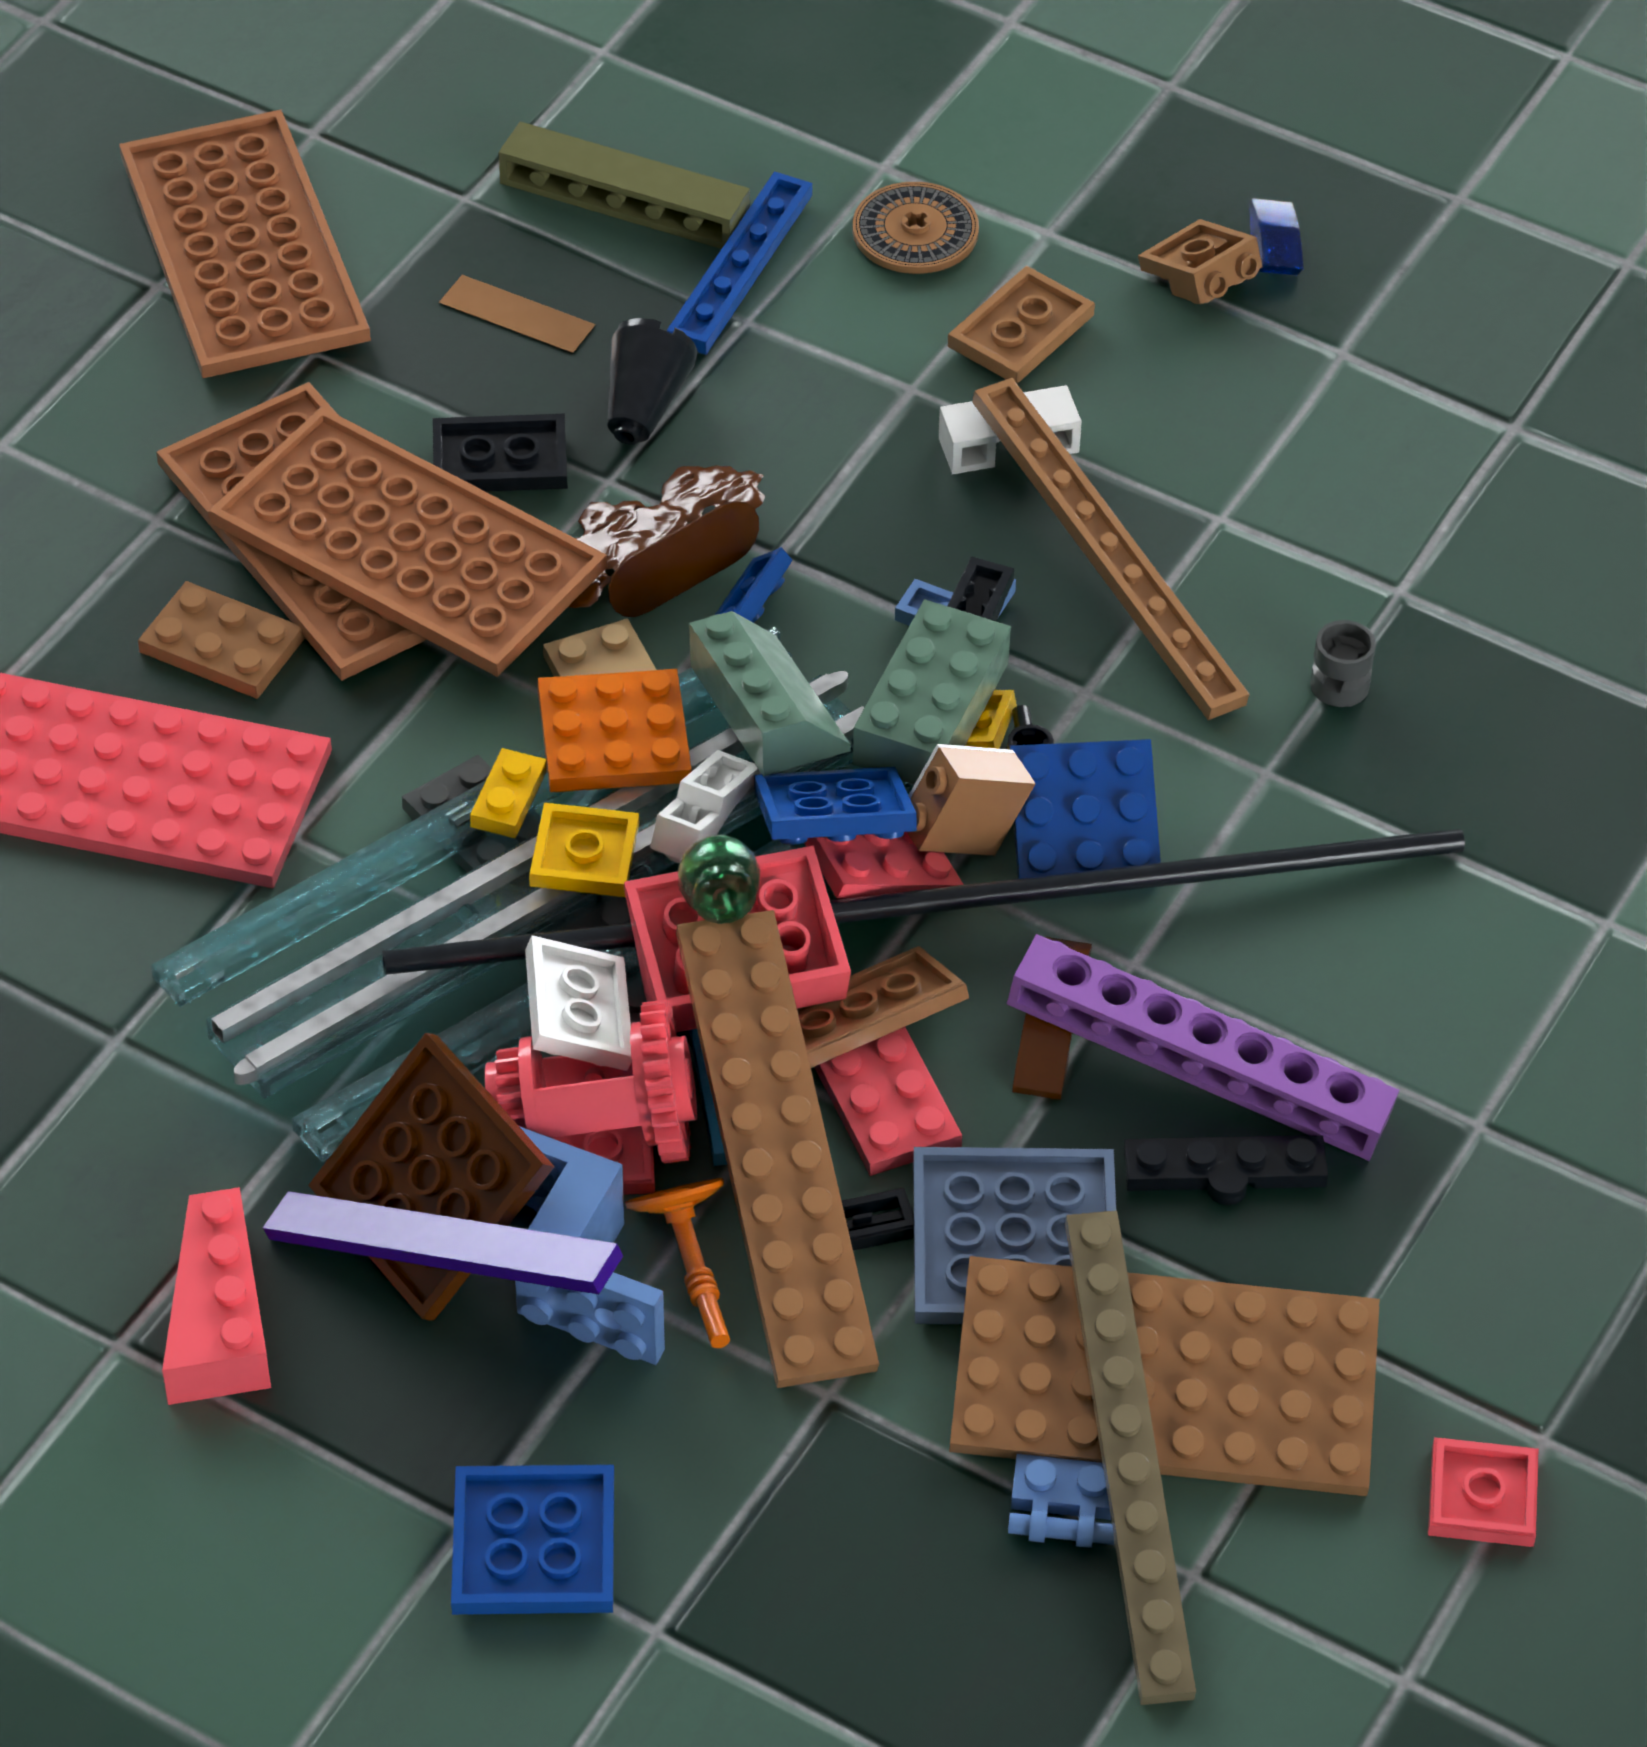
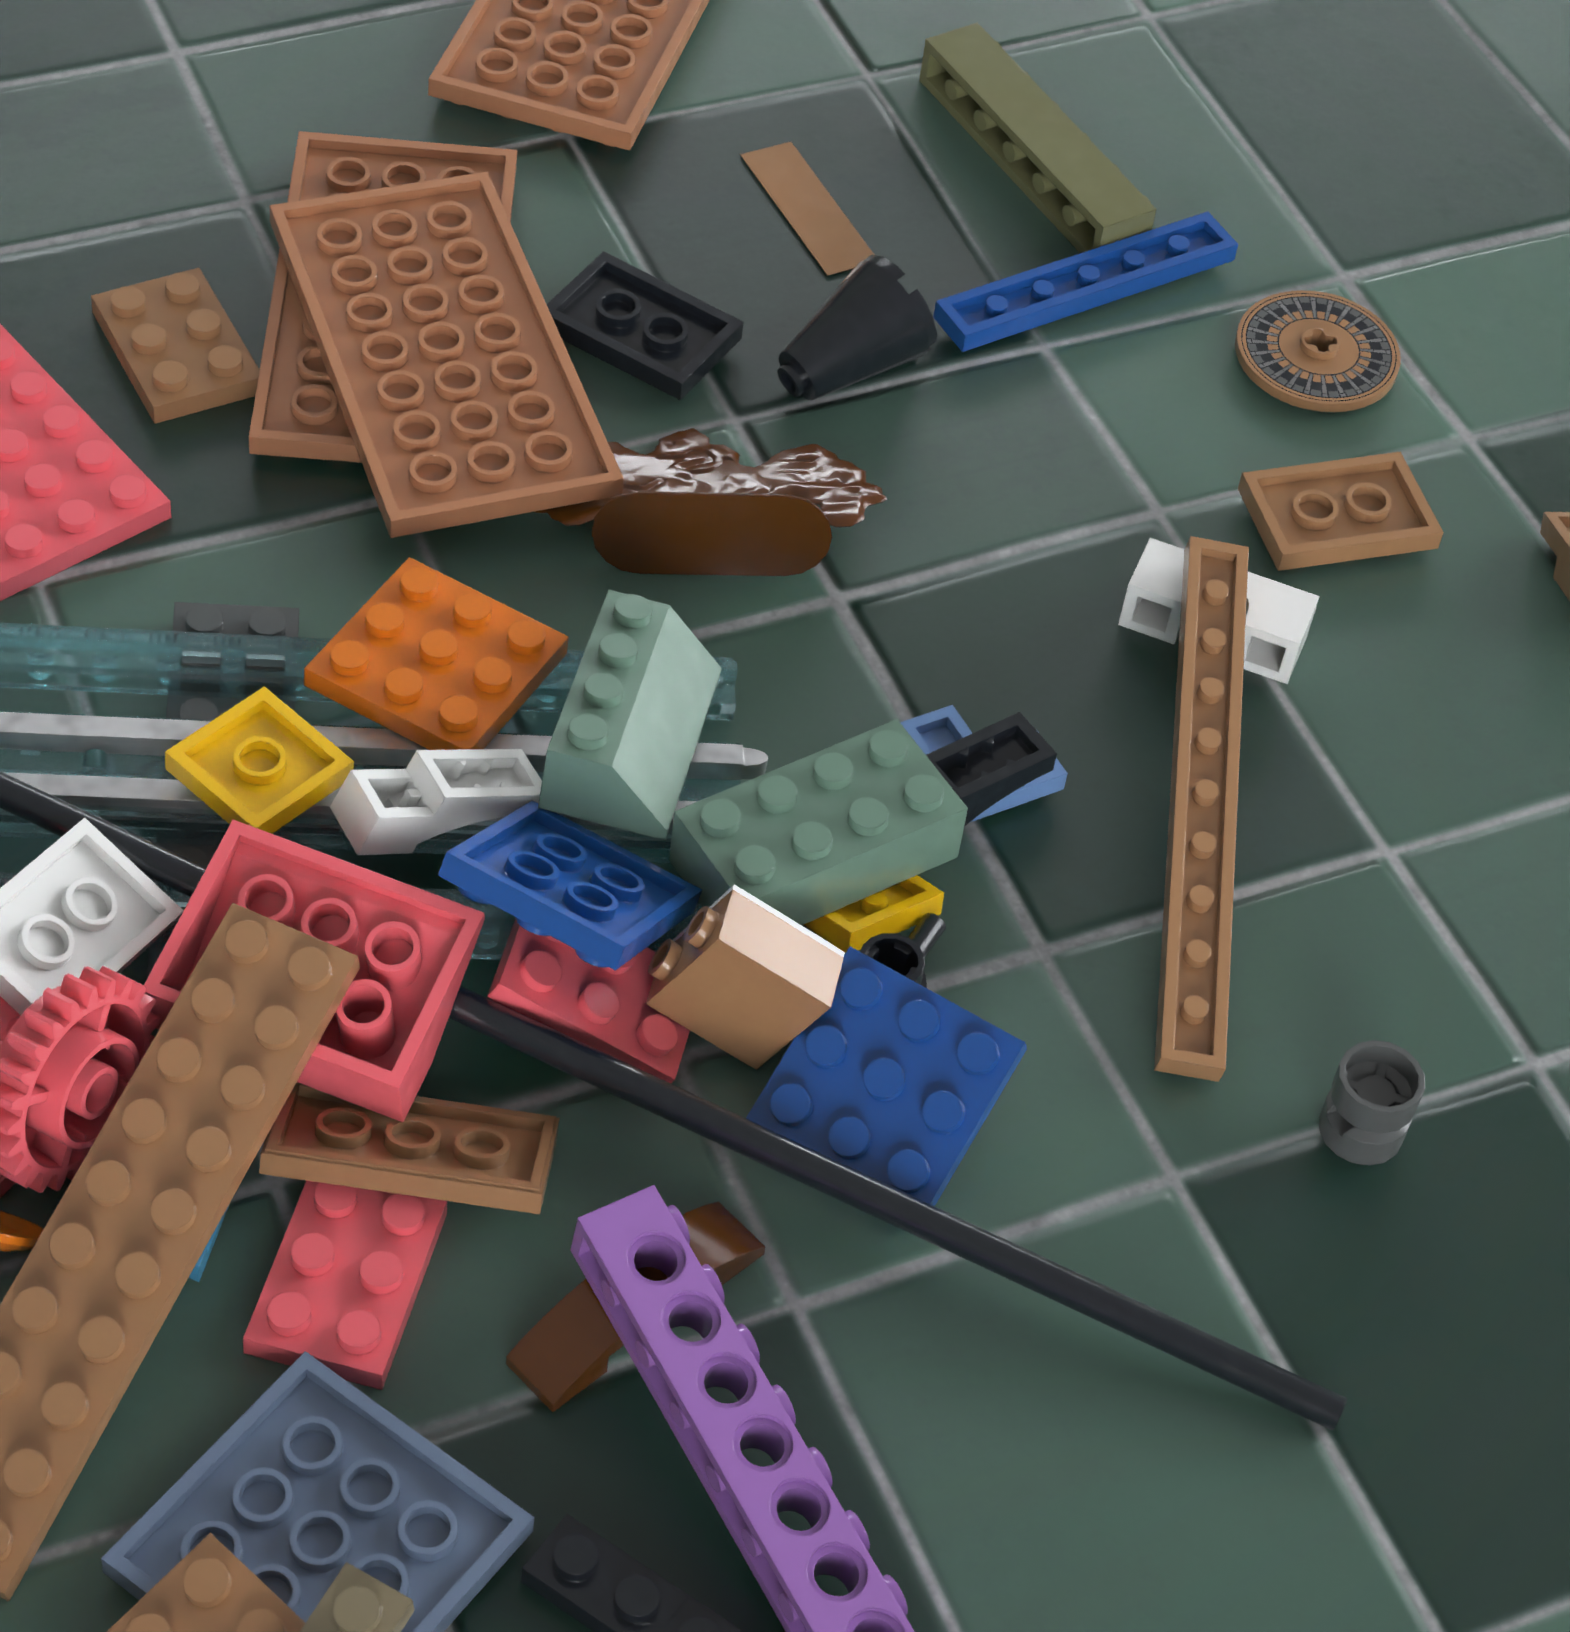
camera: 30 degrees right, 0 degrees up
(508, 793) = (251, 657): yellow plate -> none
(598, 651) = (539, 584): tan plate -> none
(719, 878) = (314, 878): clear green piece -> none
(755, 585) = (741, 622): blue plate -> none
(879, 1229) = (168, 1429): black tile -> none

